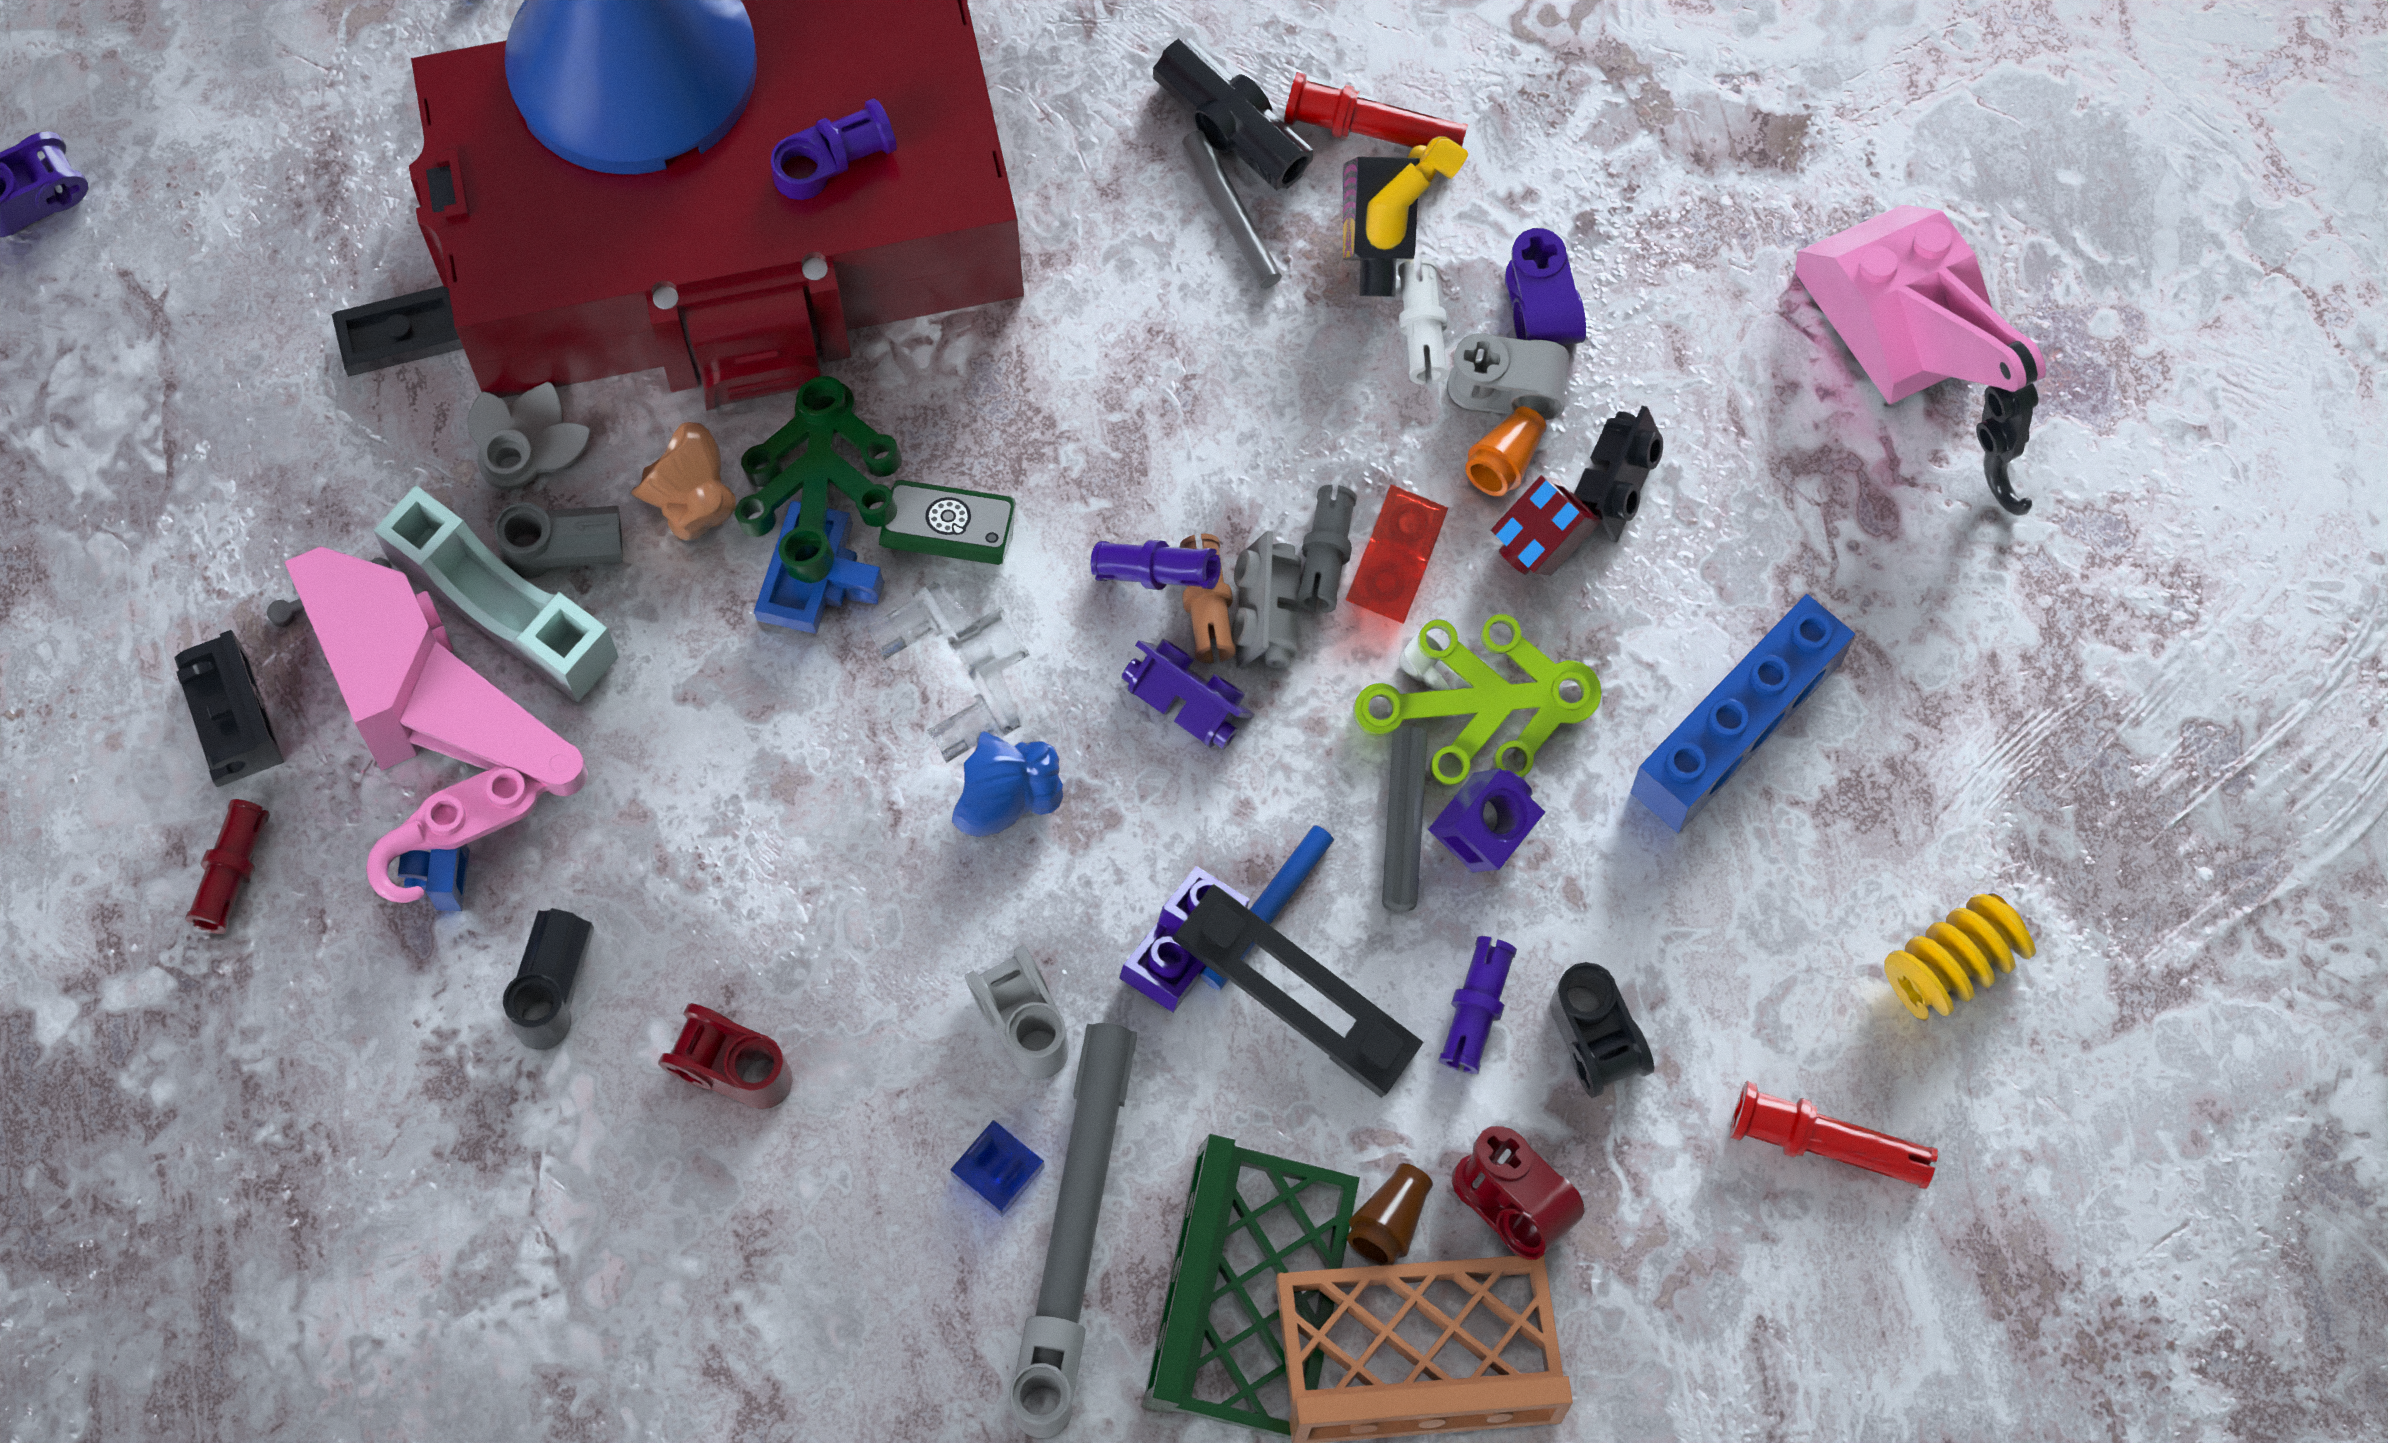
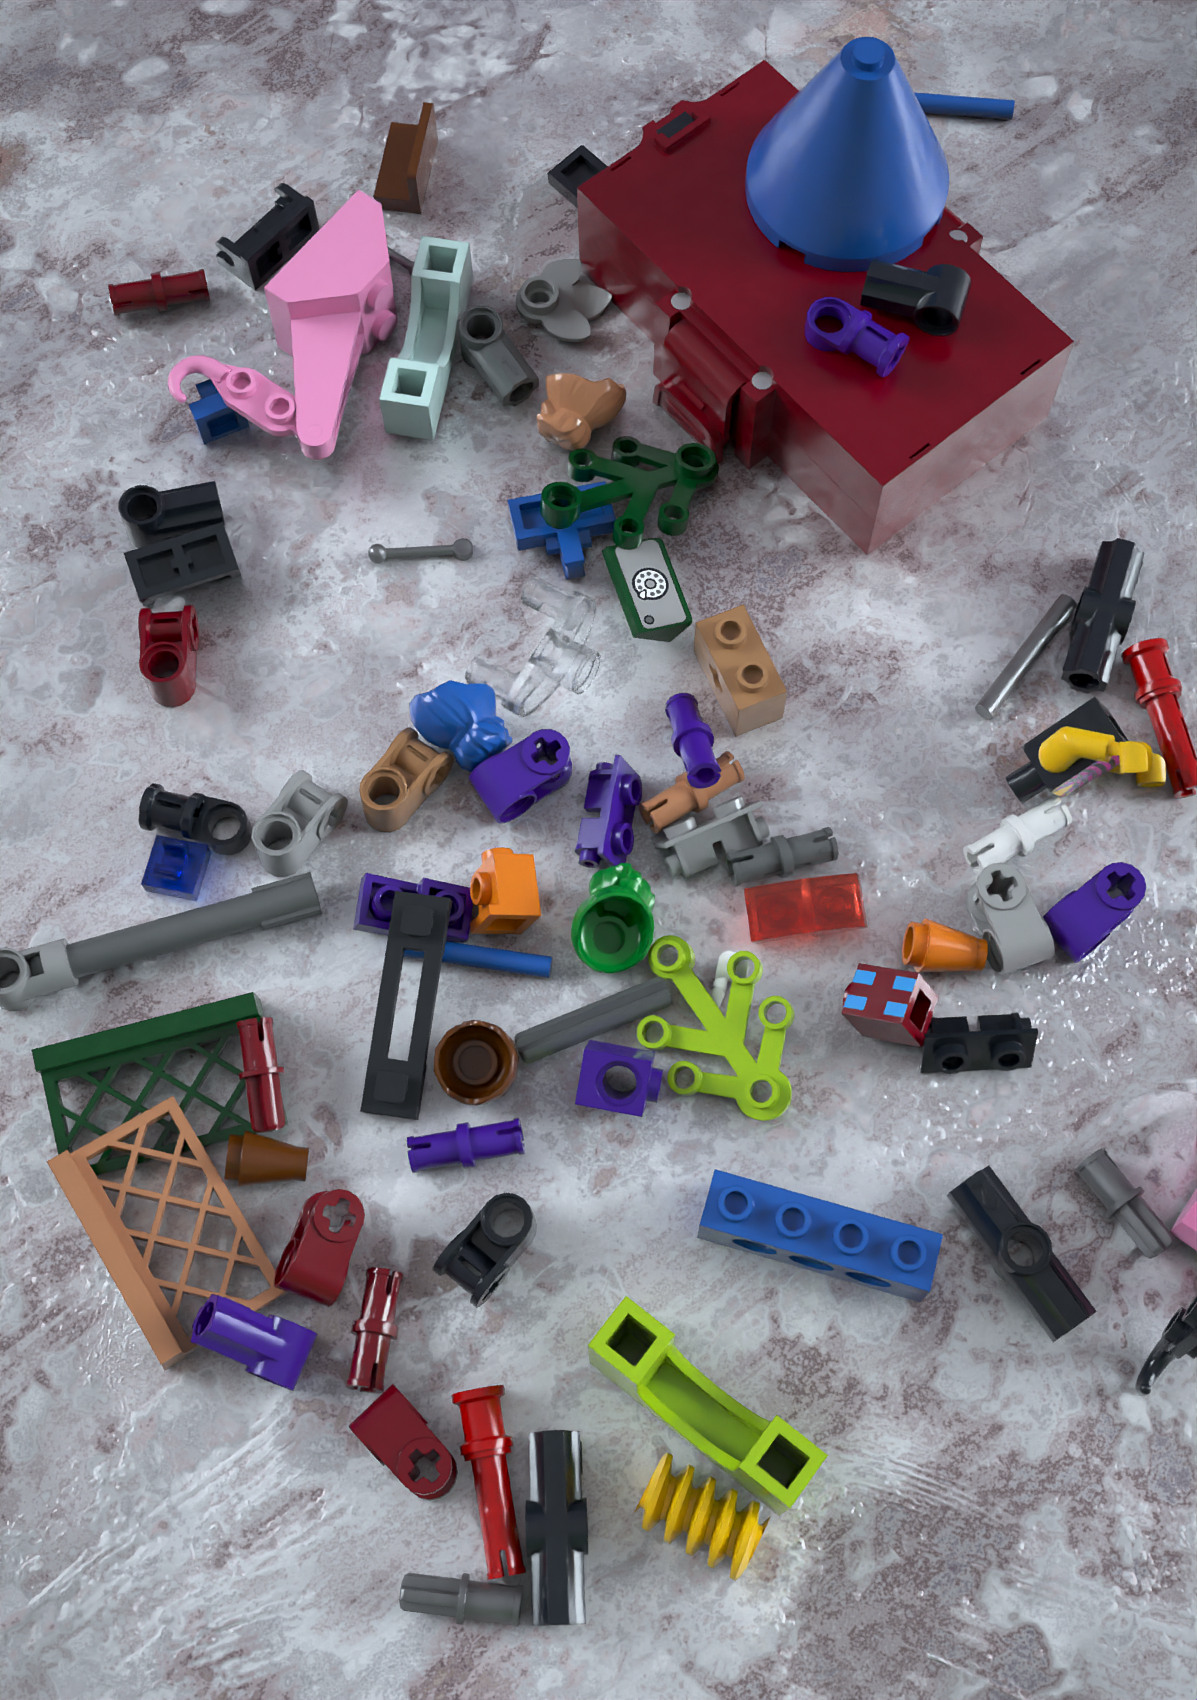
camera: 65 degrees right, 0 degrees up
(227, 510) = (407, 163): none -> reddish brown panel
(632, 992) = (181, 562): none -> black hinge
(775, 694) = (461, 549): none -> flat silver hinge
(831, 54) = (931, 297): none -> black piece
(950, 1120) = (193, 817): none -> black connector
(1028, 870) = (405, 771): none -> medium nougat piece
(1098, 758) = (517, 779): none -> dark purple piece
(1099, 480) = (739, 670): none -> medium nougat brick
(1224, 832) = (505, 893): none -> orange brick
(1302, 1168) = (261, 1074): none -> dark red axle
(1315, 738) = (616, 920): none -> green hair
(1400, 948) = (476, 1062): none -> reddish brown hair
(1591, 1298) = (265, 1345): none -> dark purple piece
(1627, 1183) = (374, 1330): none -> dark red pin
(1750, 1207) = (400, 1438): none -> dark red piece
(1803, 924) = (757, 1453): none -> lime arch
(1842, 427) = (1125, 1203): none -> flat silver axle
(1883, 540) = (1045, 1284): none -> black piece
(1909, 1097) = (556, 1528): none -> black piece
(1934, 1220) = (461, 1598): none -> flat silver axle

